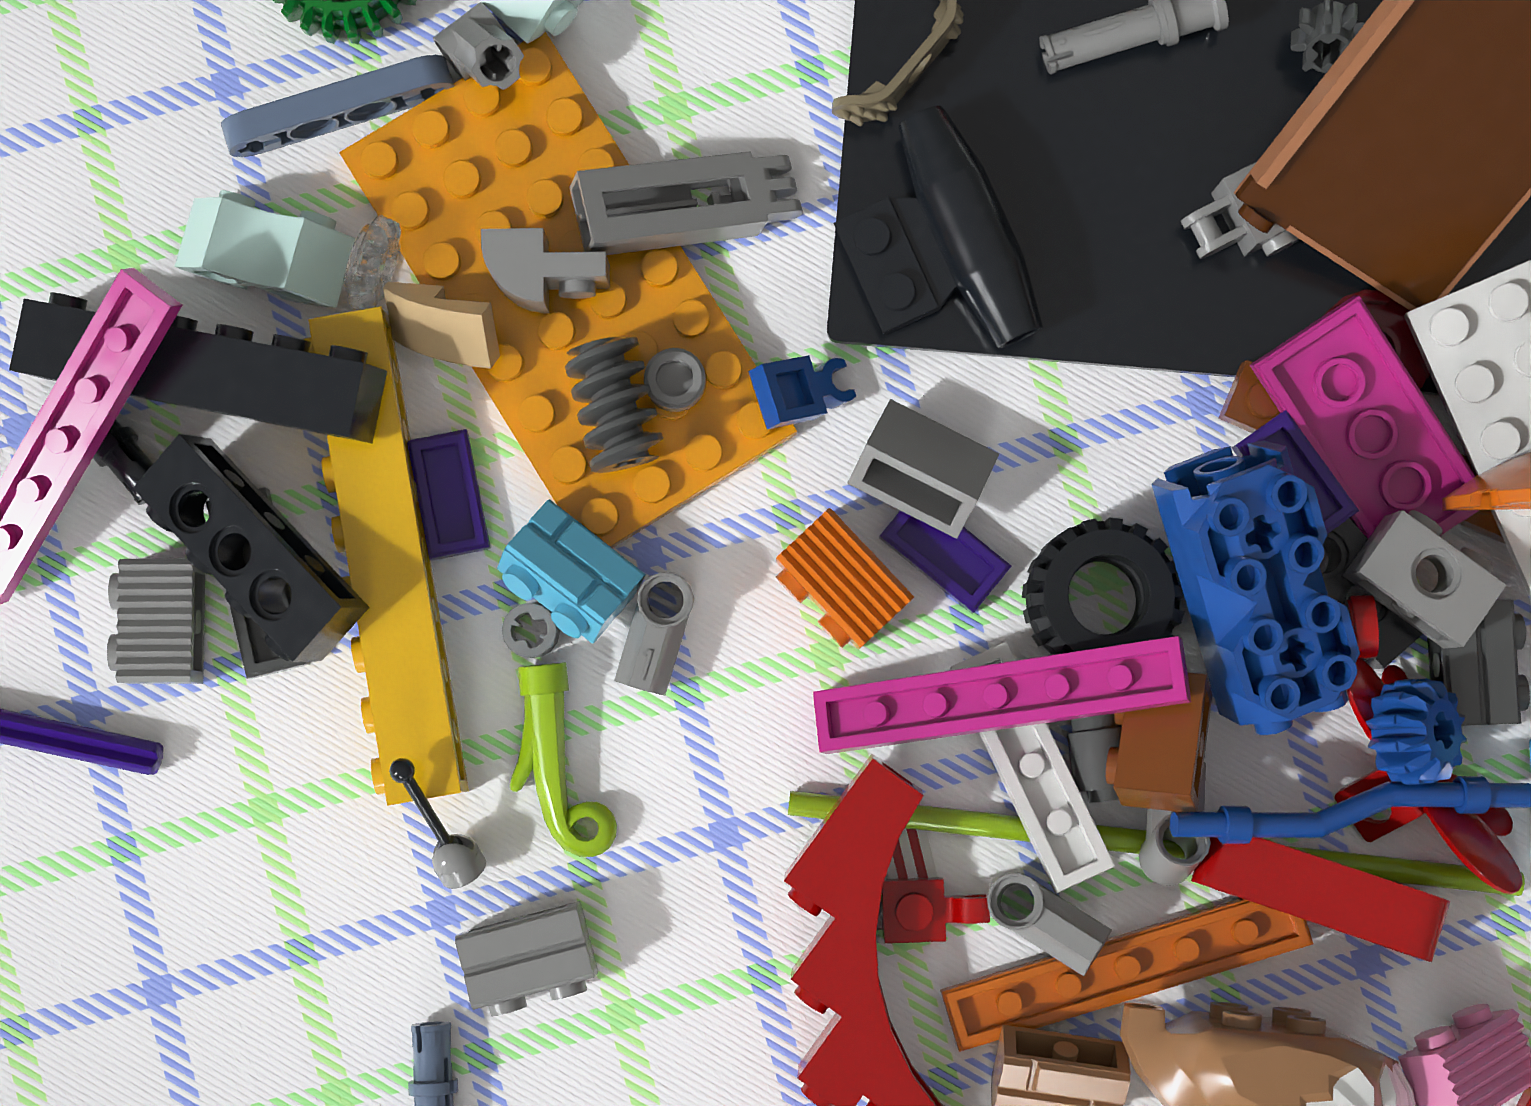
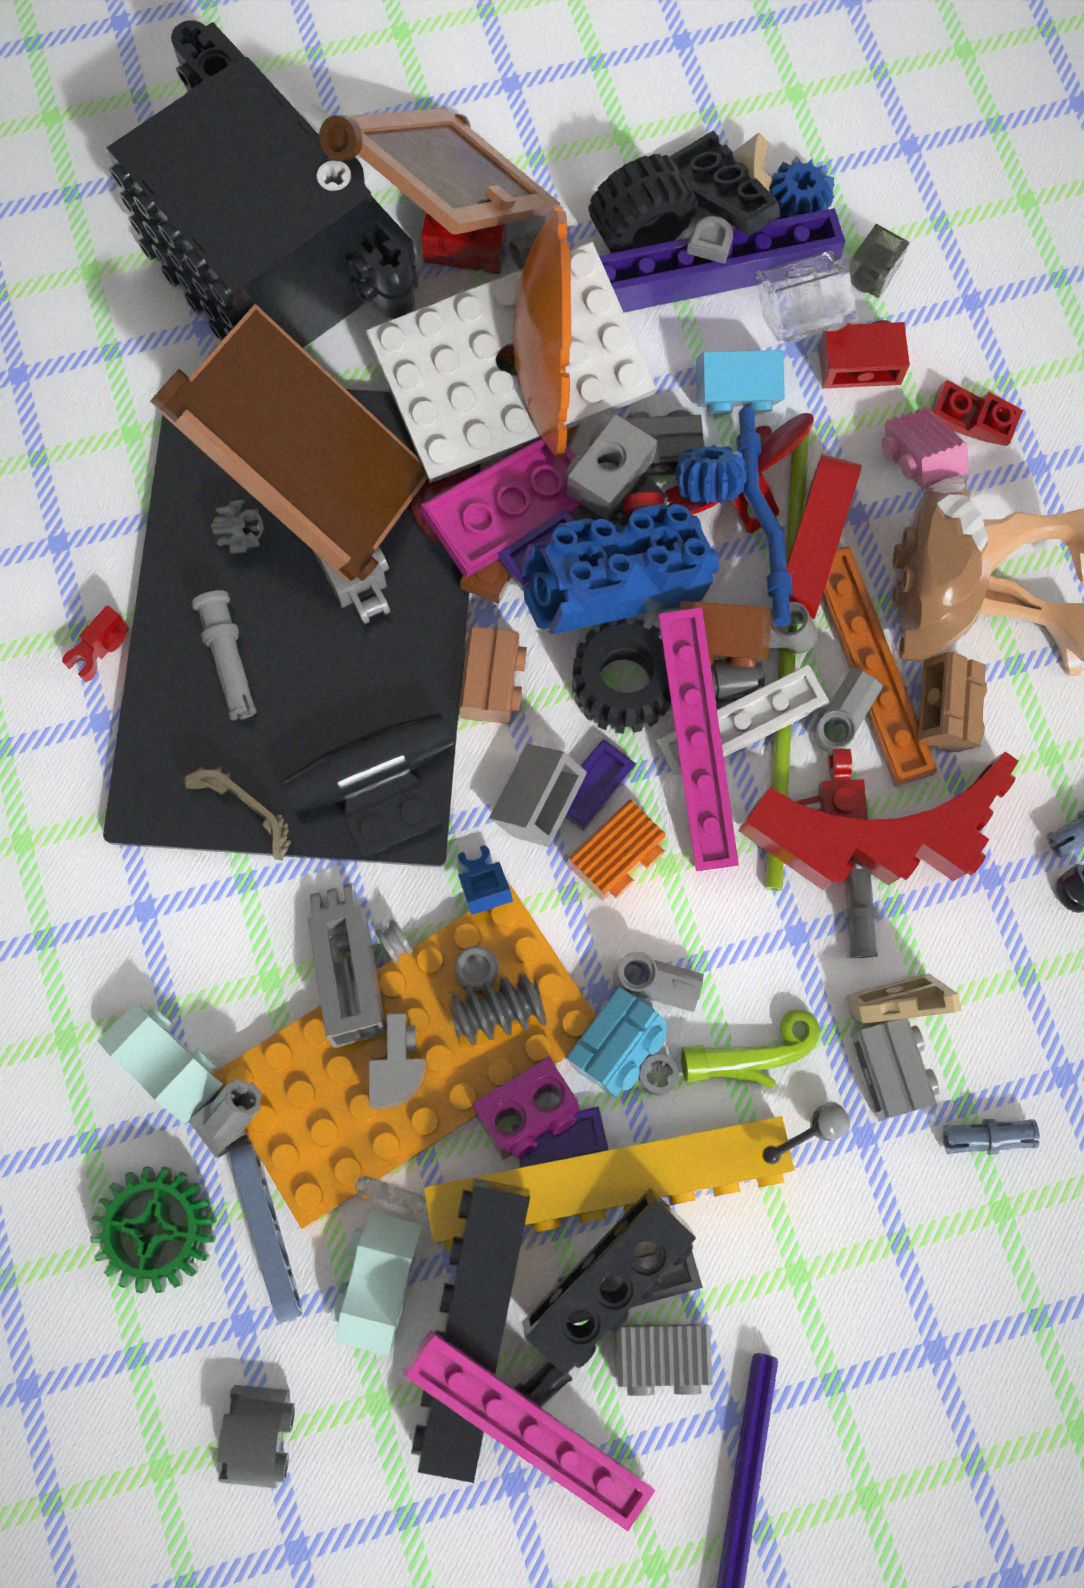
camera: 90 degrees left, 10 degrees down
(86, 97) = (254, 1435): none -> dark grey cylinder
(440, 326) = (440, 1141): tan slope -> none
(498, 440) = (518, 1100): none -> magenta brick
(619, 975) = (903, 1000): none -> tan wing
(719, 269) = (393, 941): none -> light grey bush
(748, 924) = (861, 914): none -> dark grey pin
(1106, 406) = (490, 675): none -> nougat brick

